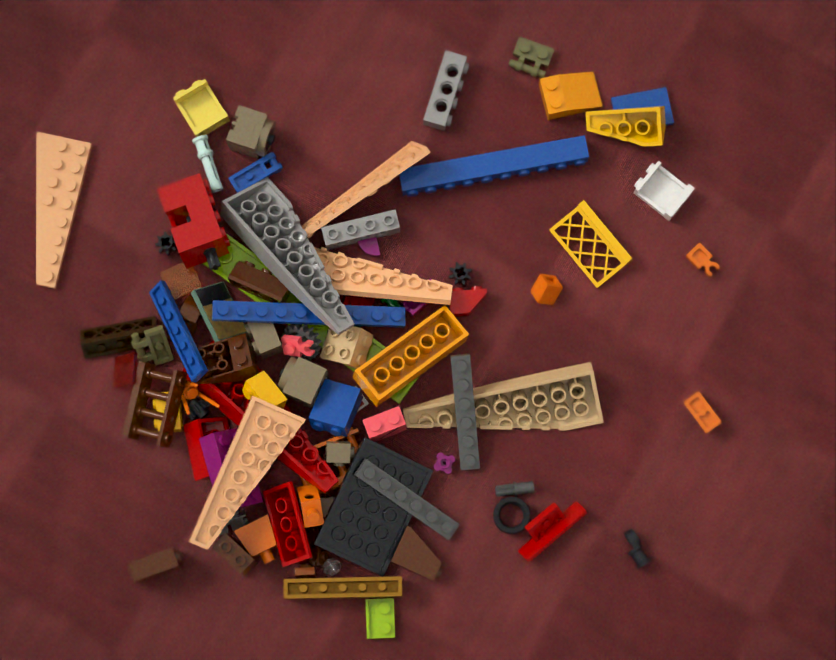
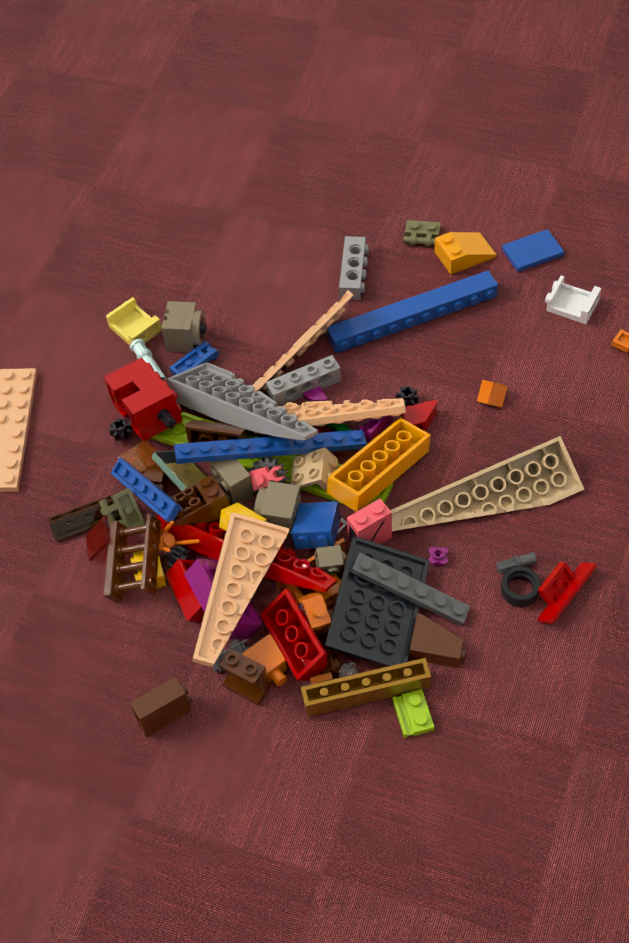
camera: 10 degrees left, 25 degrees down
(465, 411) = (446, 500): dark grey plate -> none
(600, 230) = (528, 338): yellow fence -> none
(635, 125) = (528, 253): yellow wedge -> none

